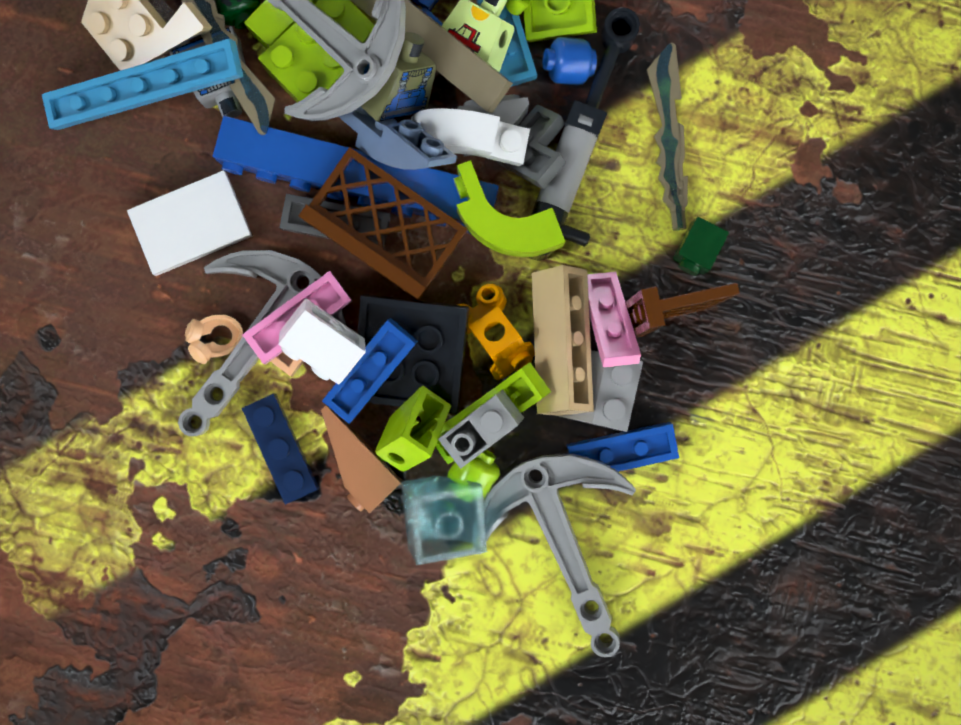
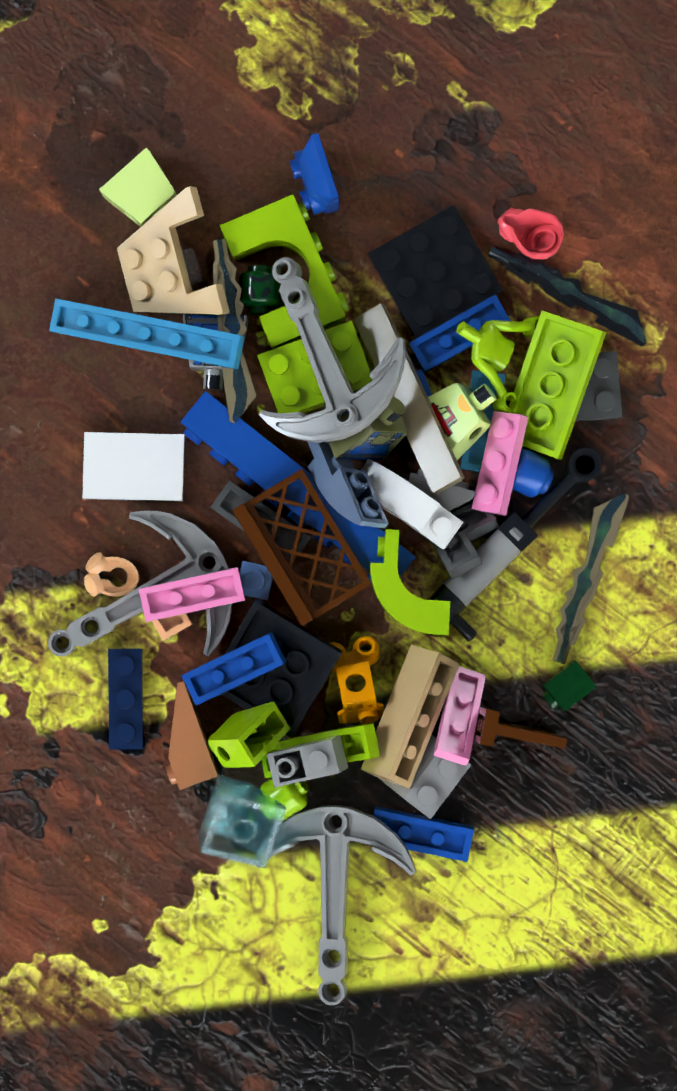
camera: 25 degrees right, 0 degrees up
(321, 342) = (204, 627): white brick -> none
(355, 278) = (255, 580): none -> medium blue plate
(539, 59) = (499, 463): none -> bright pink plate

